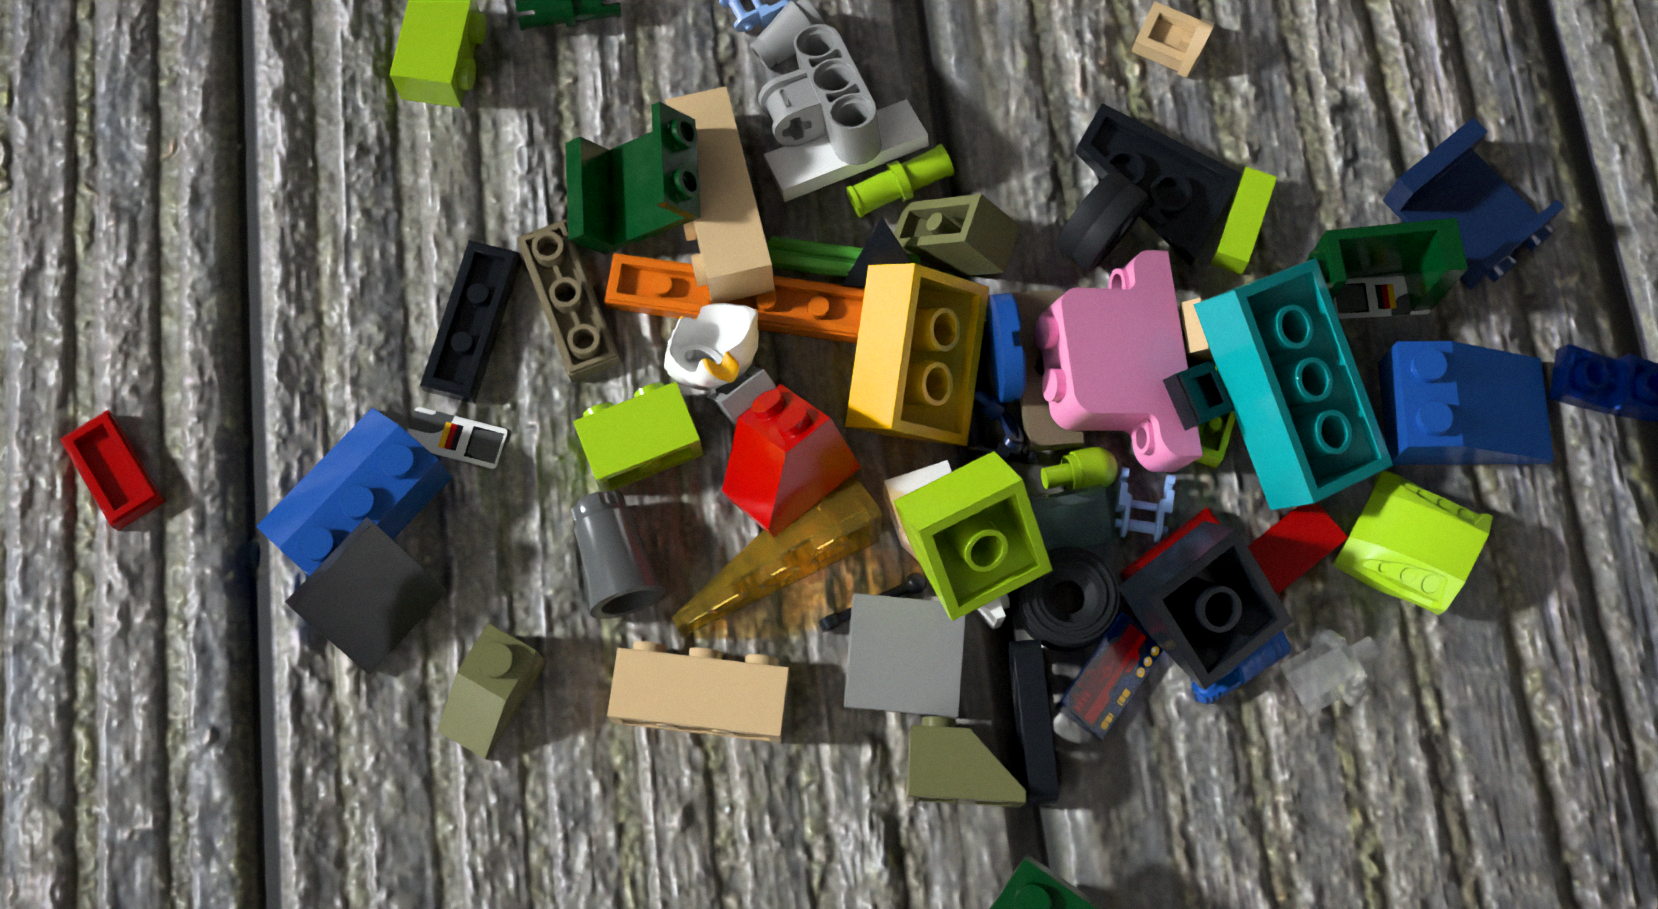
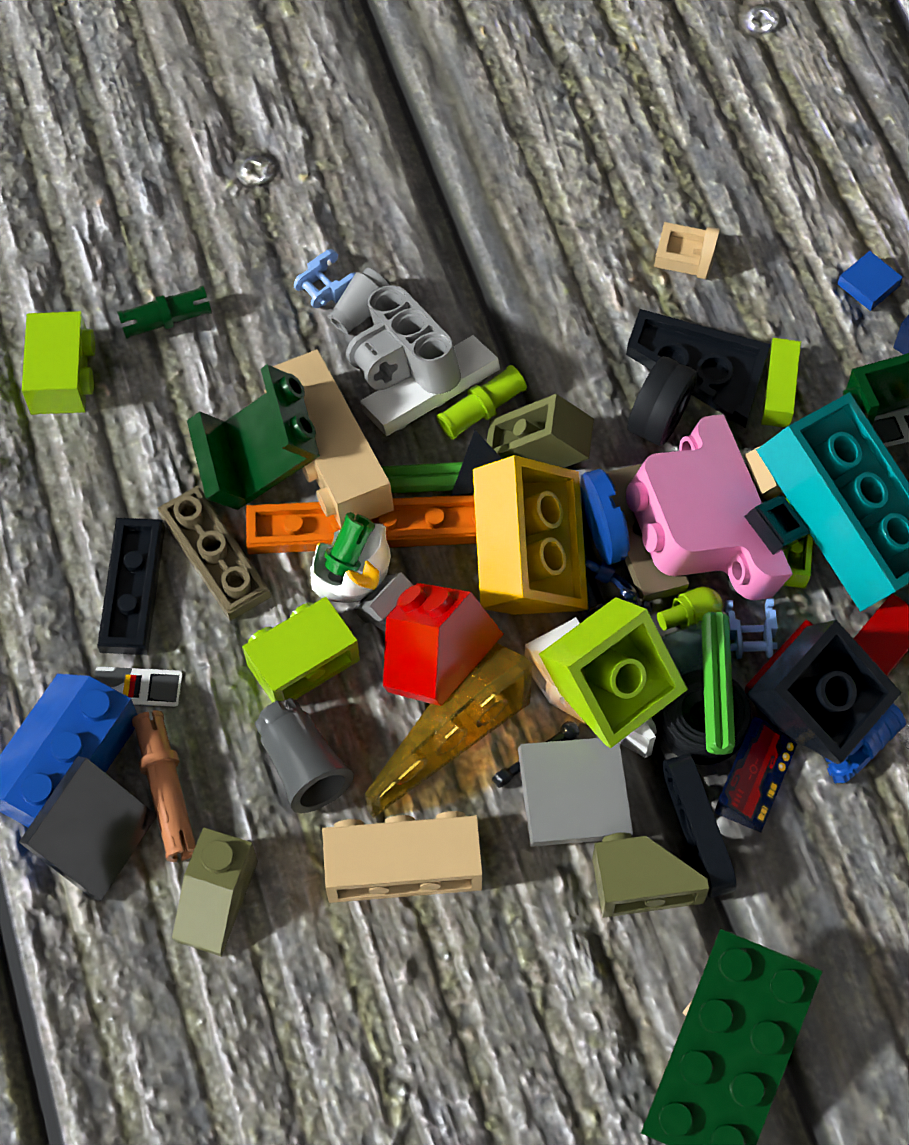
camera: 10 degrees left, 10 degrees down
(461, 558) = (160, 767): none -> nougat pin
(707, 335) = (349, 544): none -> green pin
(1088, 568) = (717, 683): none -> bright green axle
(1375, 115) = (870, 280): none -> blue tile

